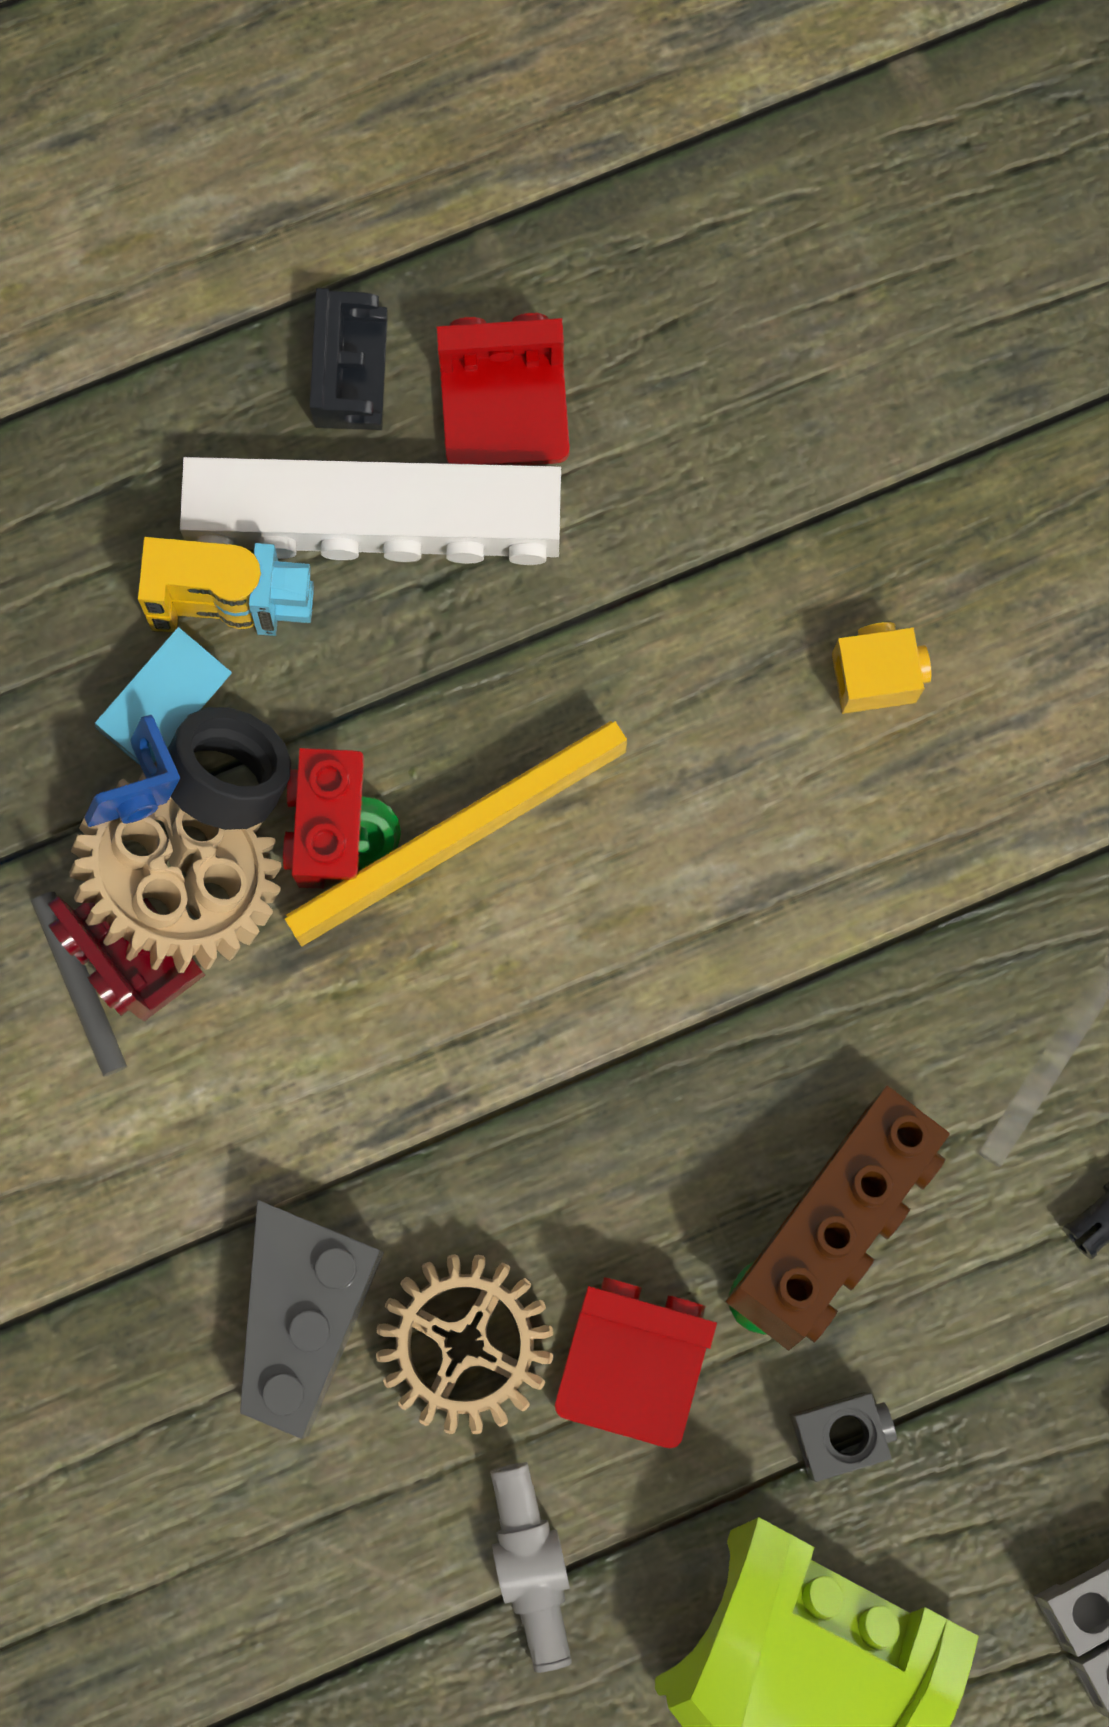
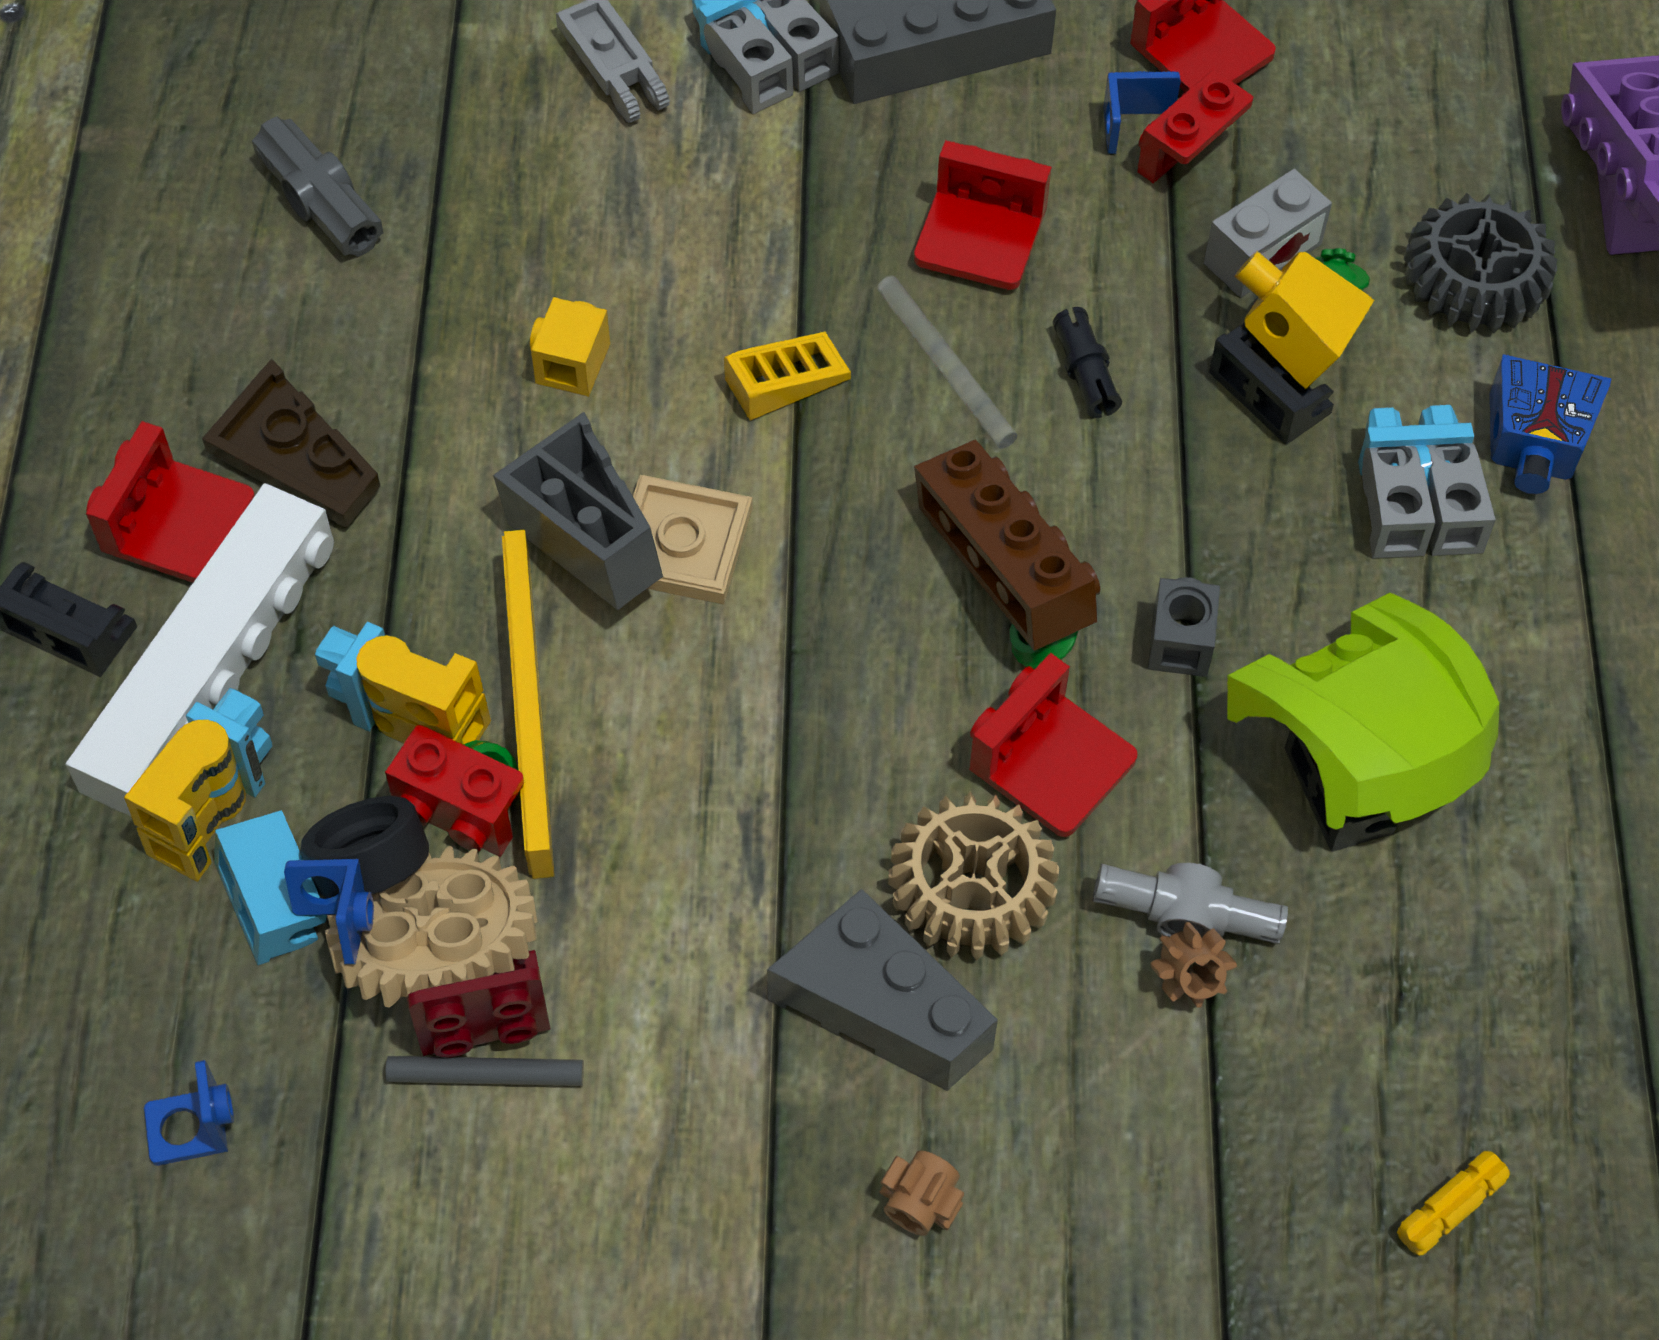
camera: 65 degrees left, 20 degrees down
(120, 1436) = (921, 1193): none -> medium nougat gear
(398, 717) = (401, 689): none -> yellow hips
(461, 1597) = (1205, 977): none -> medium nougat gear
(631, 465) = (288, 445): none -> dark brown wing
(675, 784) = (581, 513): none -> dark grey wedge
(715, 887) = (694, 535): none -> tan tile
(928, 901) = (774, 393): none -> yellow slope
(948, 319) = (317, 186): none -> dark grey piece

